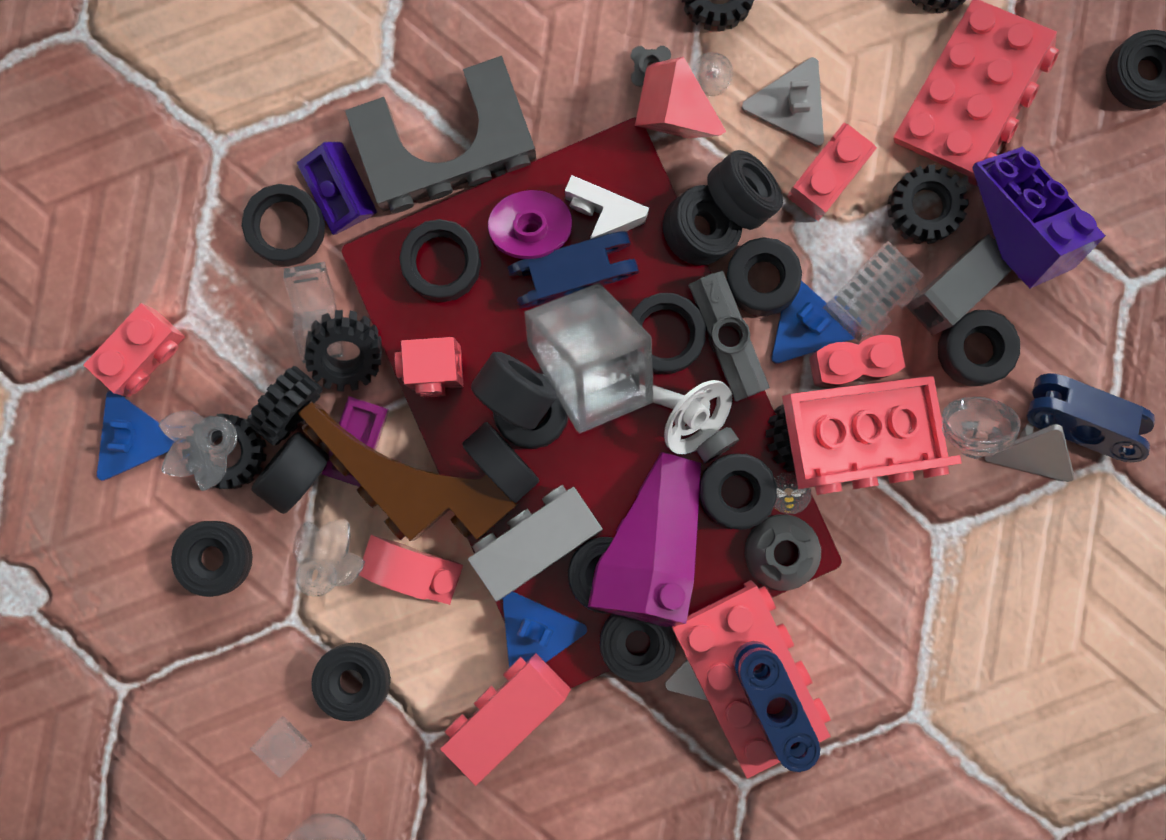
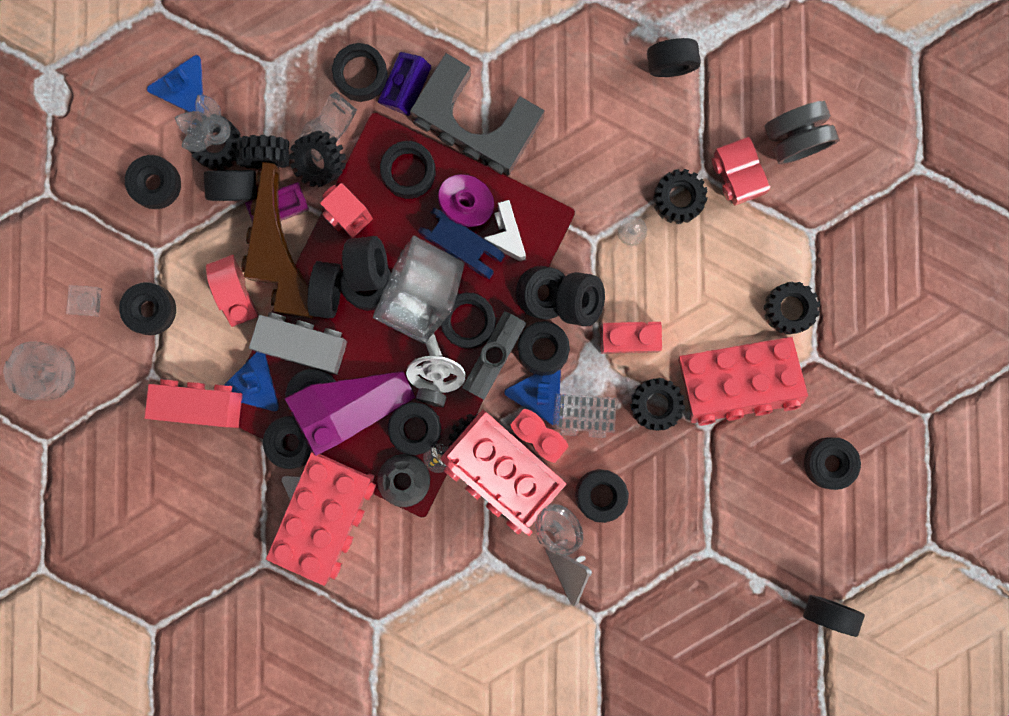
camera: 50 degrees right, 0 degrees up
(134, 351) = (228, 50): coral brick -> none
(328, 553) = (203, 239): clear plate -> none
(643, 57) = (608, 202): dark grey plate -> none
(675, 102) = (594, 222): coral slope -> none
(788, 725) = (302, 552): dark blue piece -> none
(792, 103) = (653, 287): light grey piece -> none
(960, 286) = (629, 458): dark grey slope -> none
(1033, 217) = (695, 465): dark purple slope -> none
(1091, 417) = (613, 586): dark blue piece -> none

